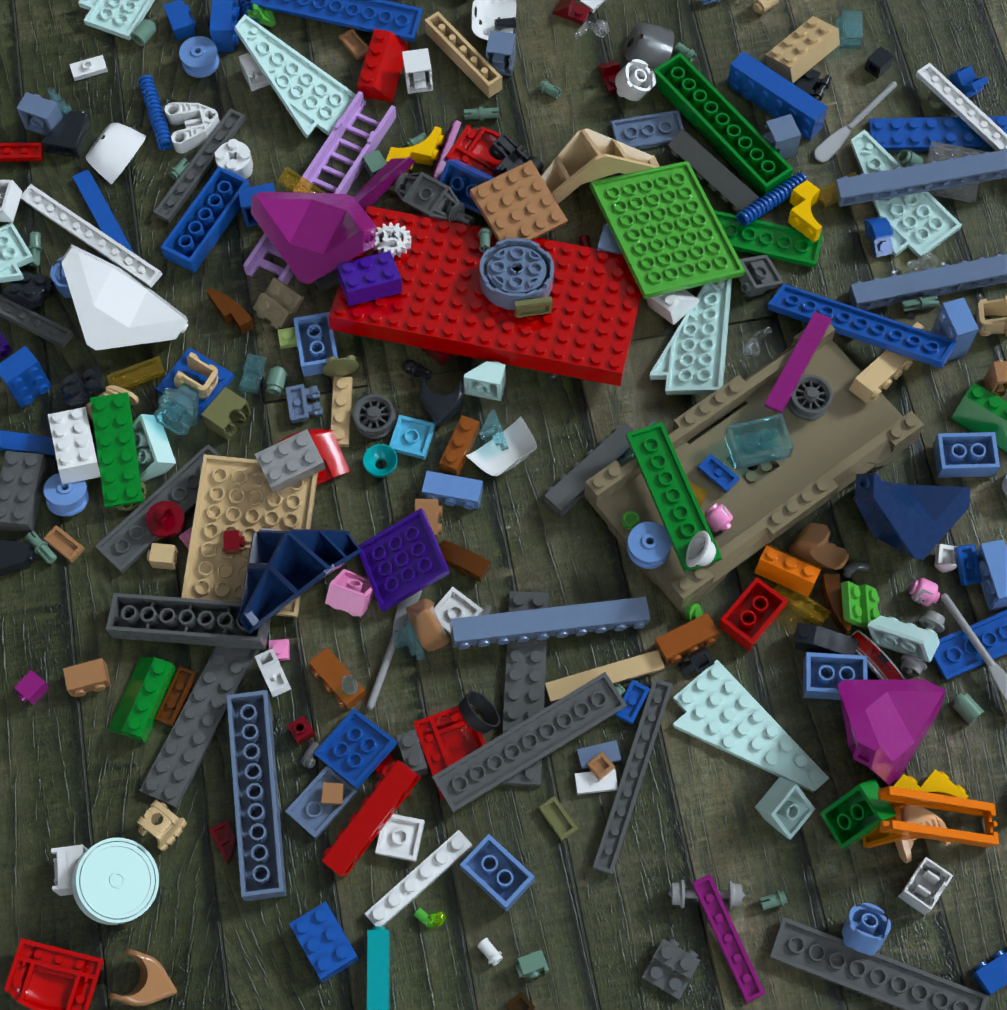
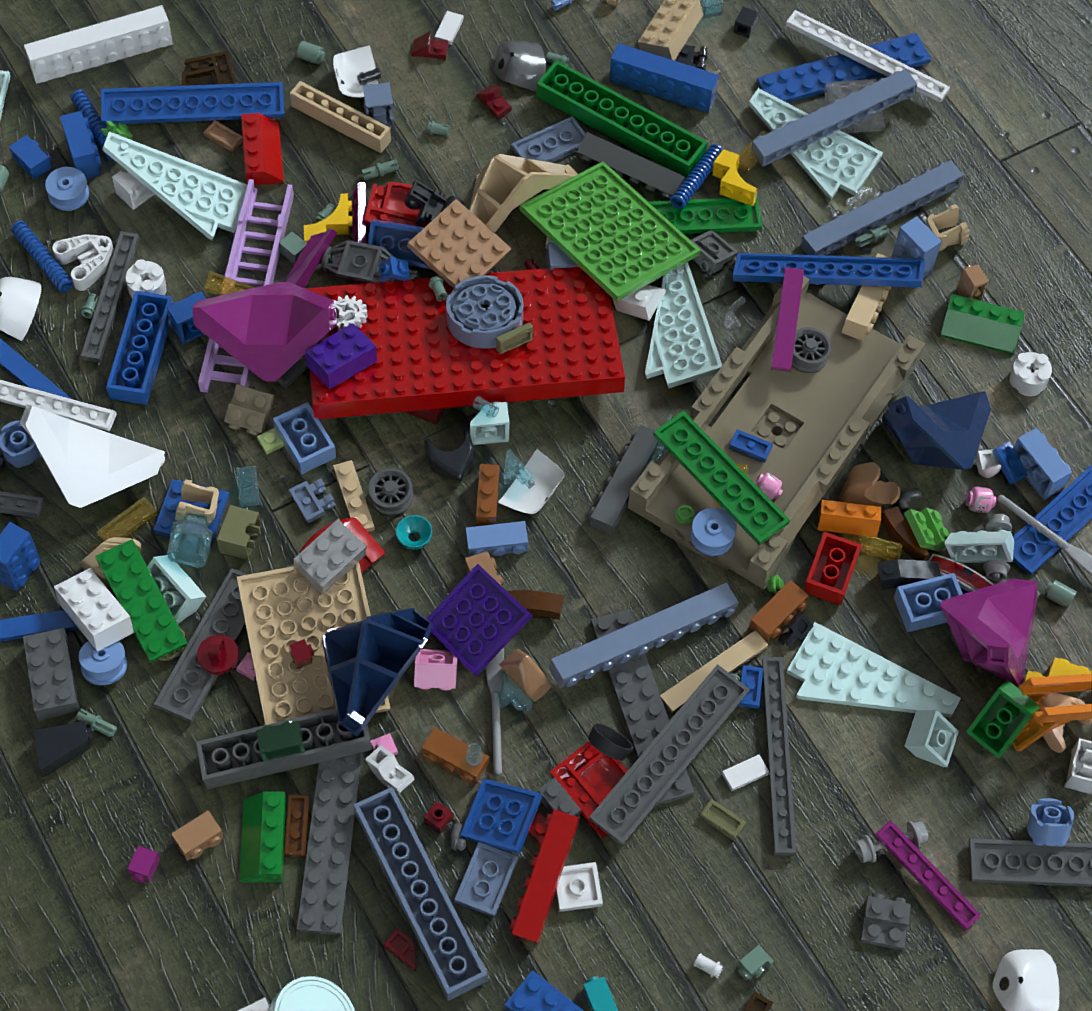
camera: 25 degrees left, 5 degrees down
(64, 544) = (118, 712): medium nougat tile -> none
(80, 388) = (79, 550): black plate -> none
(162, 556) = (228, 692): tan brick -> none
(167, 830) = (343, 957): tan piece -> none
(182, 616) = (280, 740): none -> clear green brick
(230, 311) = (201, 430): reddish brown slope -> none
(275, 380) = (275, 486): sand green brick -> none
(332, 793) = (496, 866): medium nougat tile -> none
(340, 367) = (339, 452): olive dish -> none
(412, 436) = (436, 500): medium azure plate -> none
(416, 369) = (415, 435): black axle -> none
(417, 71) = (301, 144): white piece -> none
(418, 879) = (611, 921): white plate -> none
(430, 920) = (638, 956): arm -> none
(452, 210) = (395, 269): none -> blue bracket
(455, 605) = (544, 648): white plate -> none
(486, 367) = (488, 408): none -> clear light blue pin
(497, 872) = (687, 887): medium blue brick -> none
(600, 28) = (465, 58): clear plate -> none
(600, 766) = (745, 755): medium nougat tile -> none
(610, 749) = (738, 747): sand blue tile -> none
(635, 80) = (521, 98): white brick -> none
(700, 550) = (769, 517): white hat -> none
(758, 441) = (778, 404): clear light blue brick -> none
(773, 900) = (955, 826): sand green pin -> none
(783, 135) = (686, 112): sand blue piece -> none
(835, 141) = (732, 108): light grey piece -> none
(880, 233) = (811, 180): blue brick -> none
(907, 158) = (810, 104): sand green brick -> none
(966, 81) = (835, 19): blue brick -> none
(966, 455) = (969, 363): medium blue brick -> none

